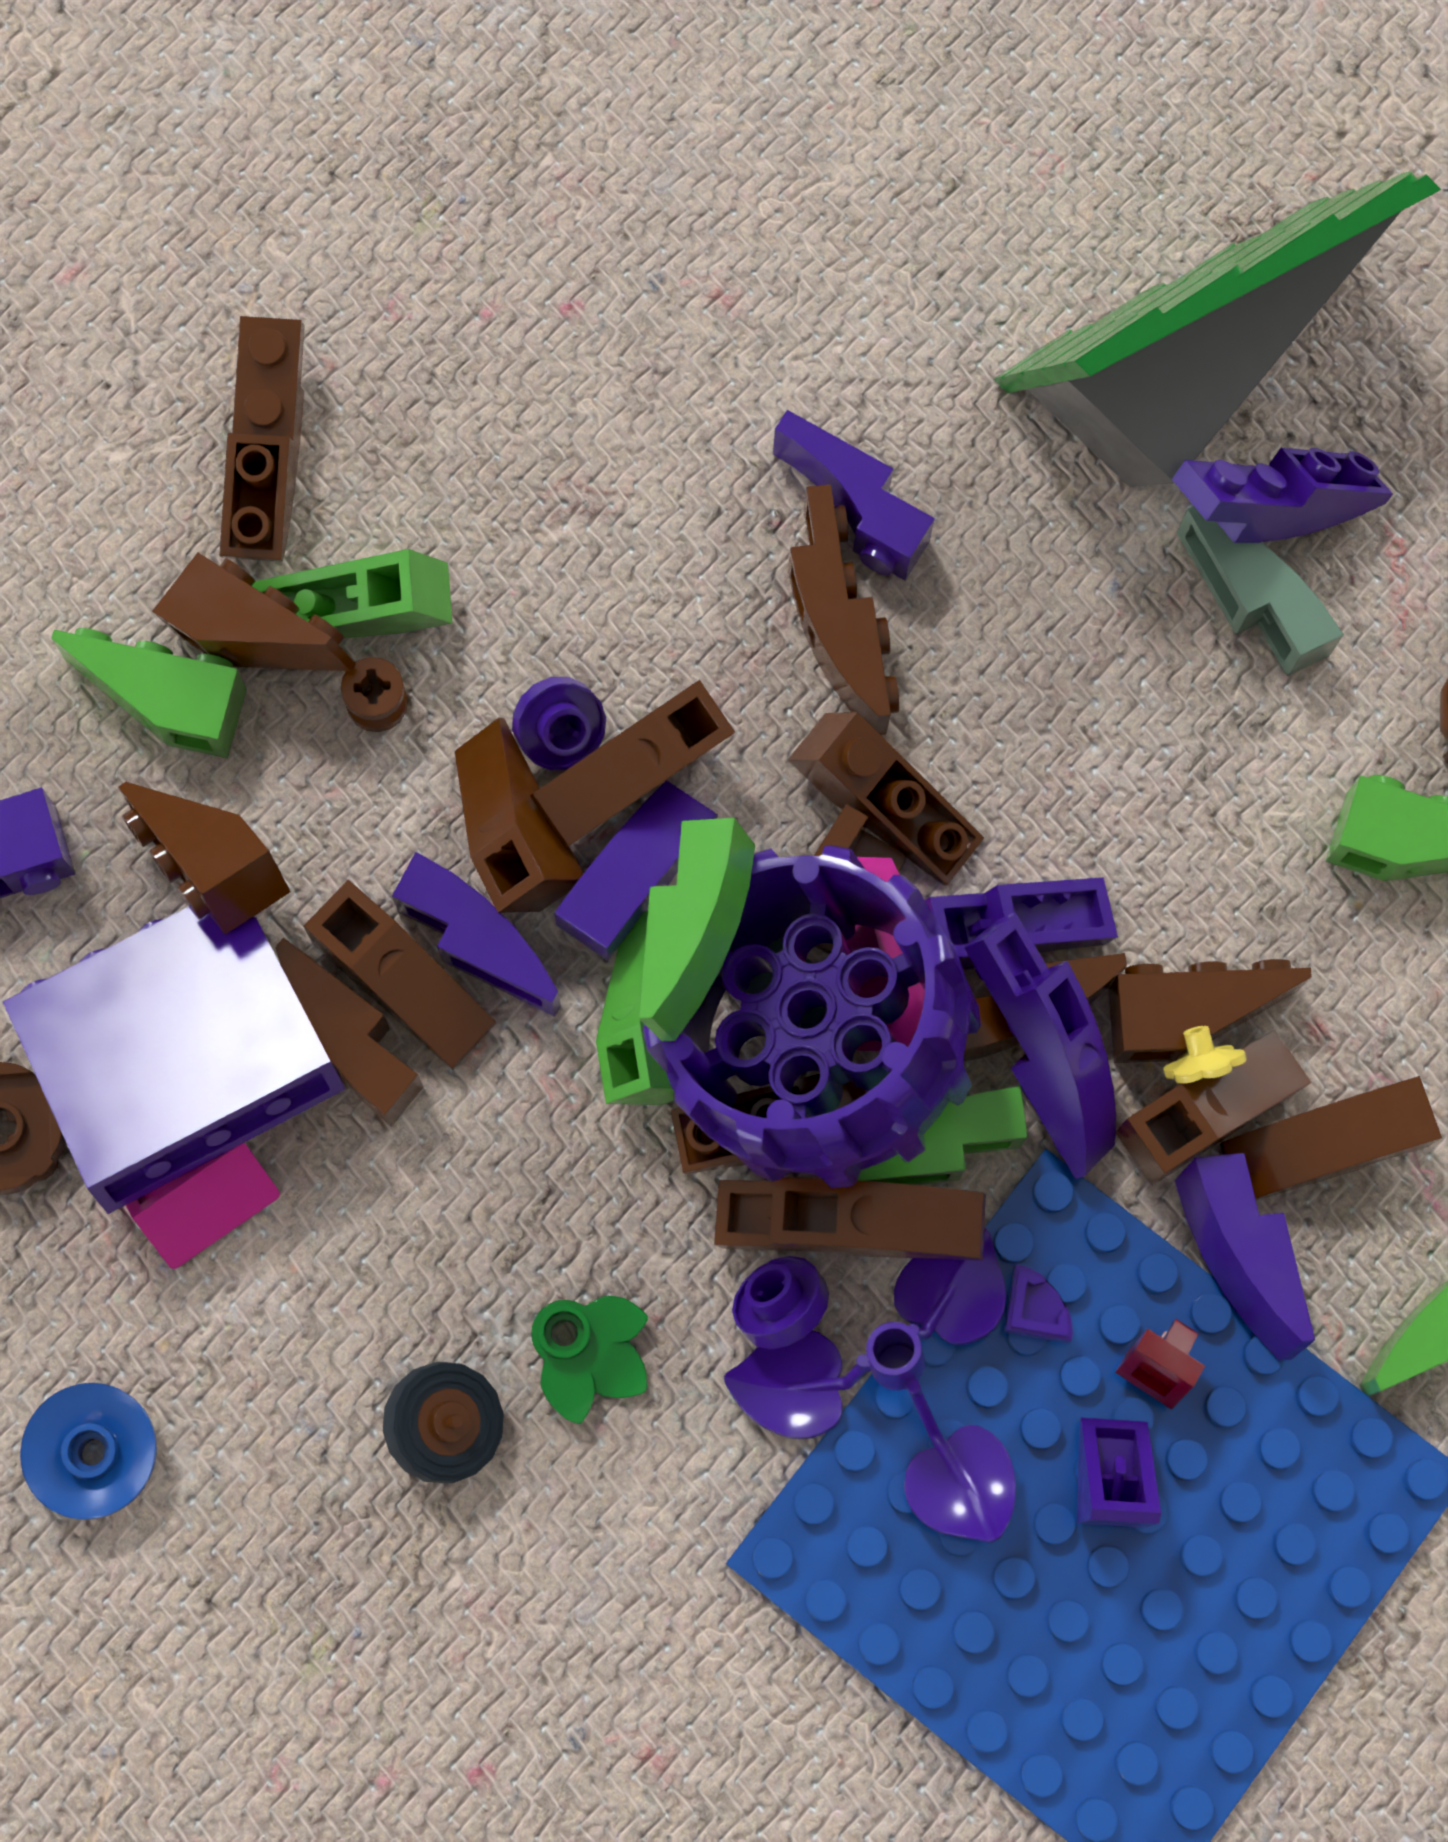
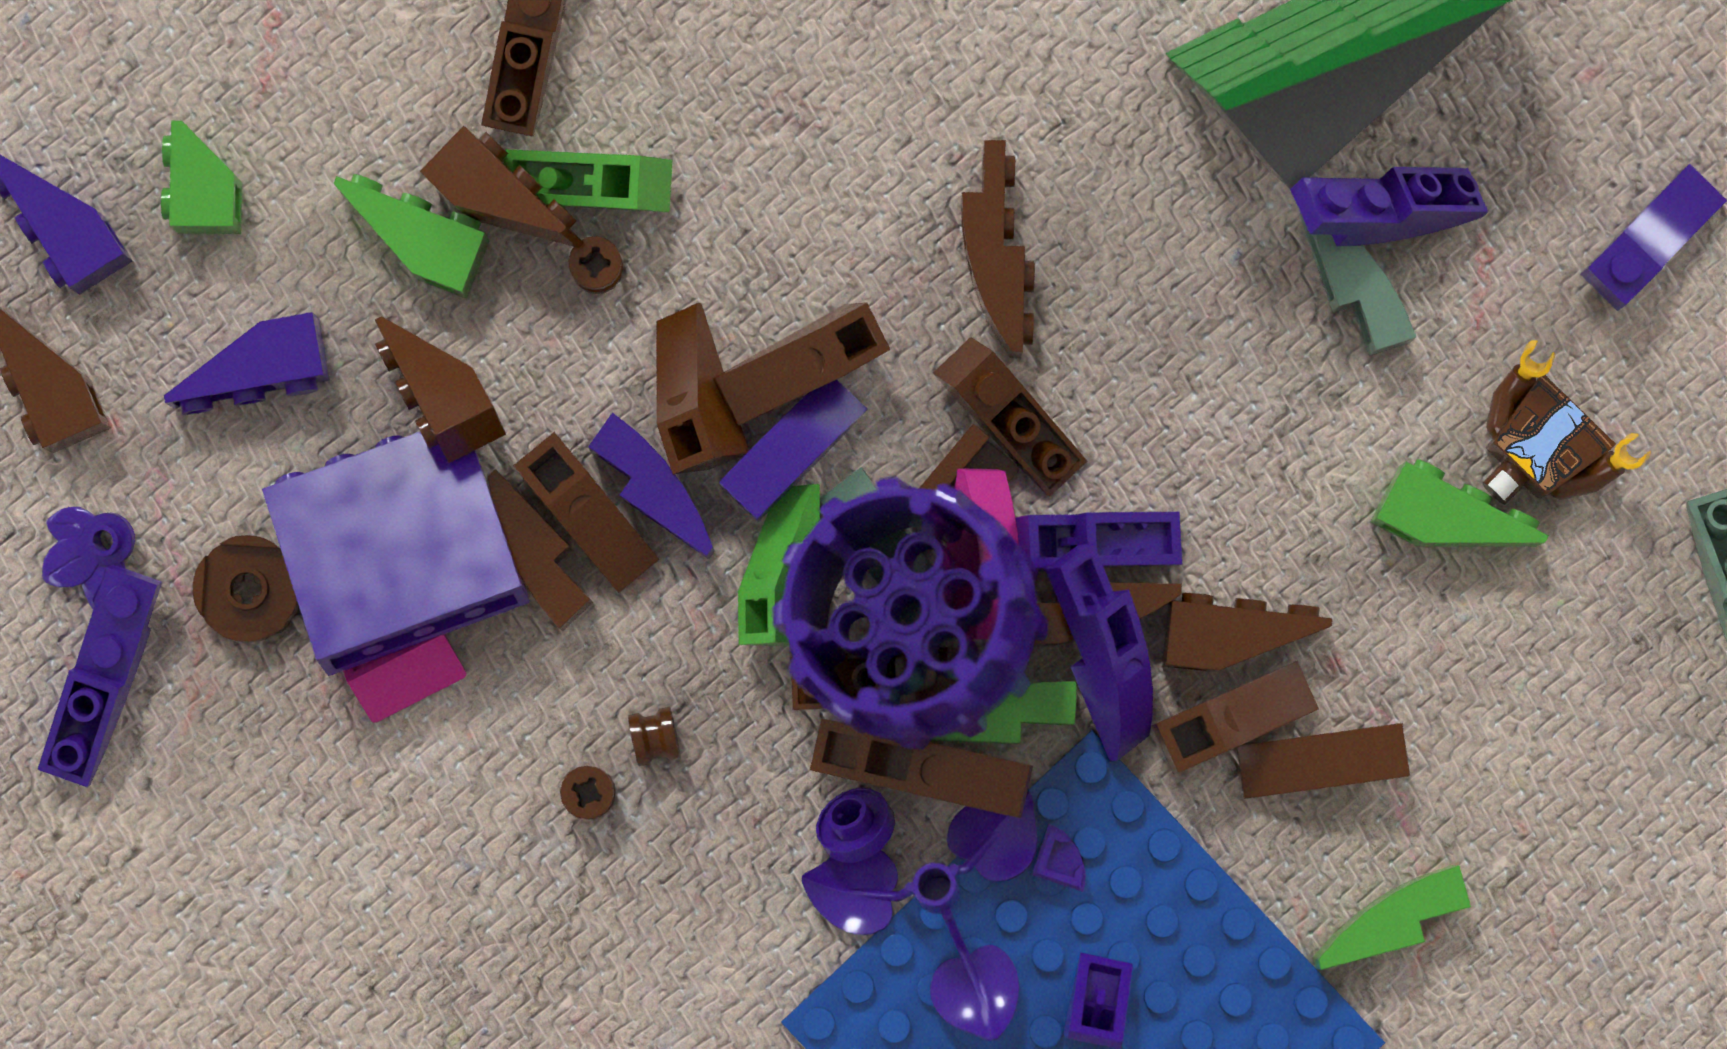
camera: 10 degrees right, 10 degrees up
(55, 1445) = (264, 853): blue dish -> none
(443, 1422) = (573, 880): black wheel -> none
(455, 1328) = (595, 796): none -> reddish brown wheel
(518, 1232) = (654, 736): none -> reddish brown wheel
(558, 722) = (746, 315): dark purple plate -> none
(598, 1359) = (703, 847): green plate -> none
(693, 922) = (823, 535): bright green slope -> none
(886, 529) = (1048, 183): dark purple slope -> none
(1162, 1364) = (1151, 922): dark red tile -> none
(1203, 1058) = (1228, 682): light yellow plant -> none
(1246, 1252) = (1236, 841): dark purple slope -> none

